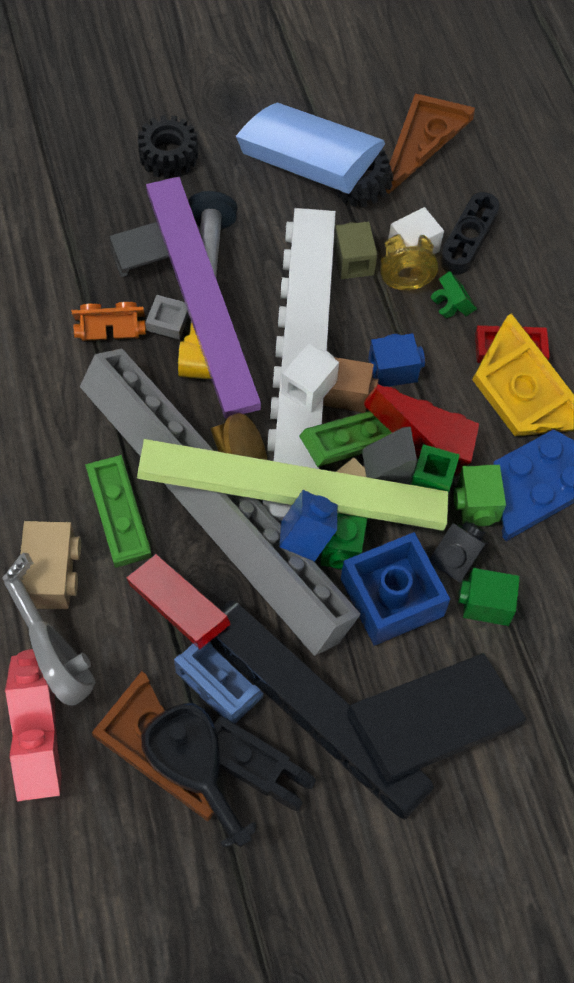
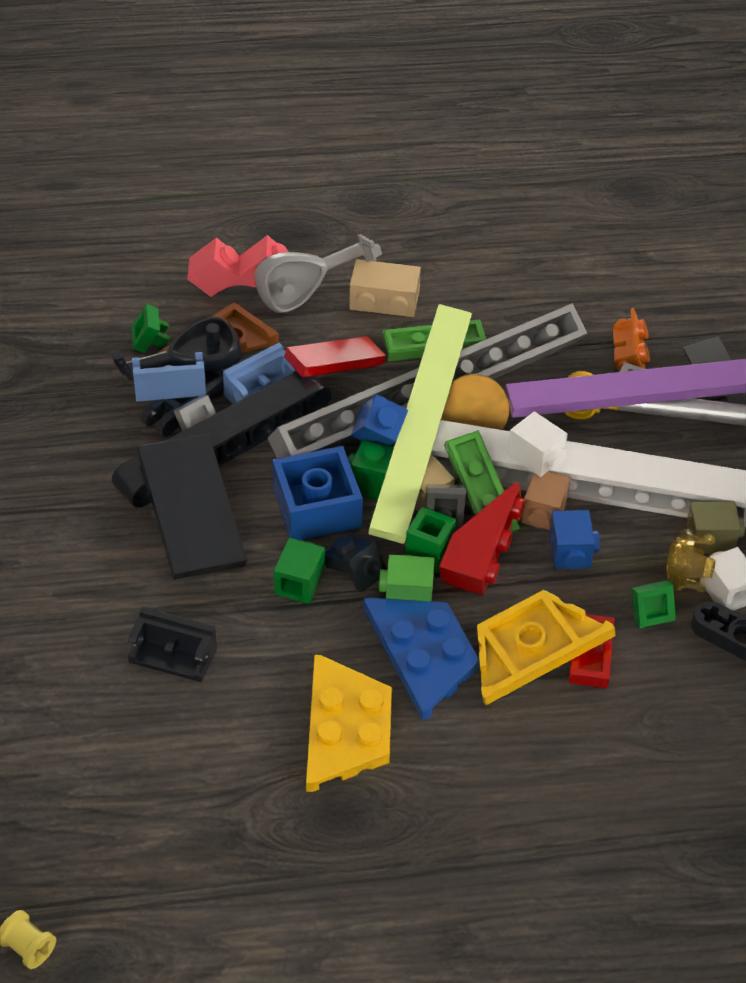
camera: 100 degrees right, 15 degrees down
(148, 832) = (149, 329): none -> green tile
(251, 775) = (169, 381): none -> medium blue hinge
(293, 740) = (194, 412): none -> light grey plate

